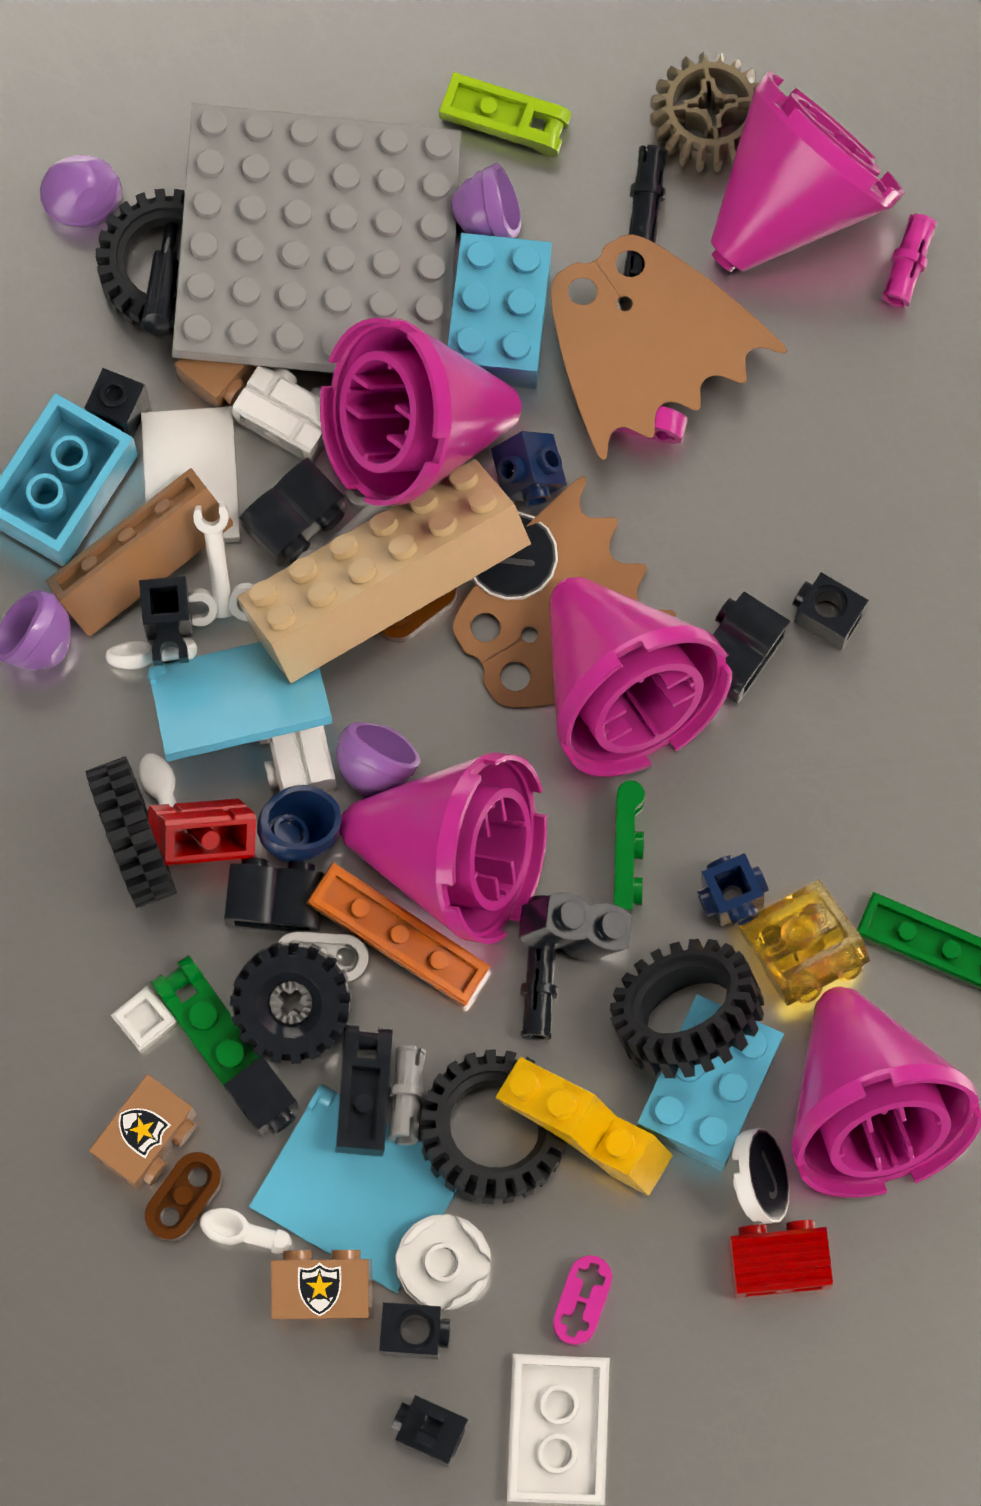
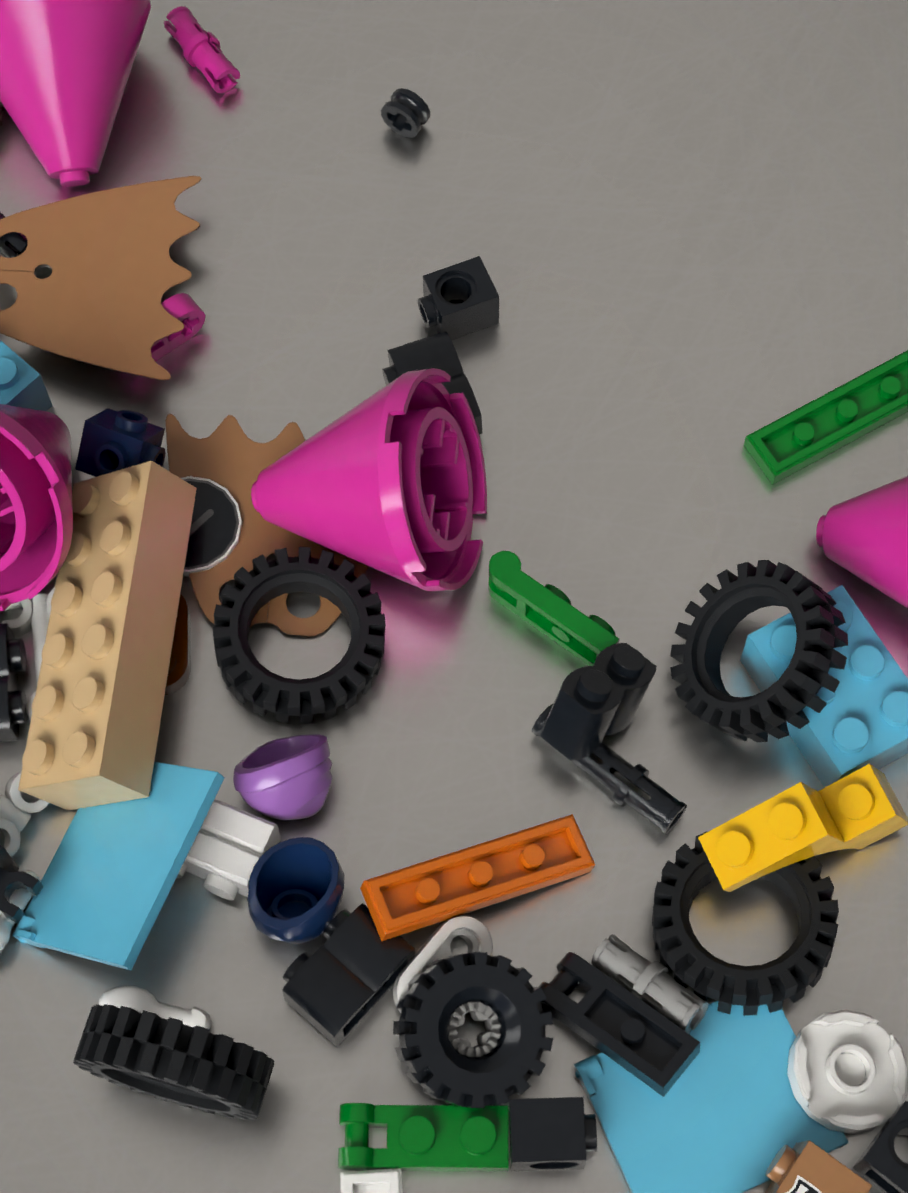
camera: 55 degrees left, 10 degrees down
(203, 831) = (233, 983): red brick -> none
(458, 842) = (427, 754): dark pink cone -> none
(475, 638) = (291, 575): none -> black tyre
(732, 874) = (662, 544): dark blue brick -> none
(806, 943) = (758, 515): clear yellow plate -> none
(965, 453) = (405, 113): none -> black bush

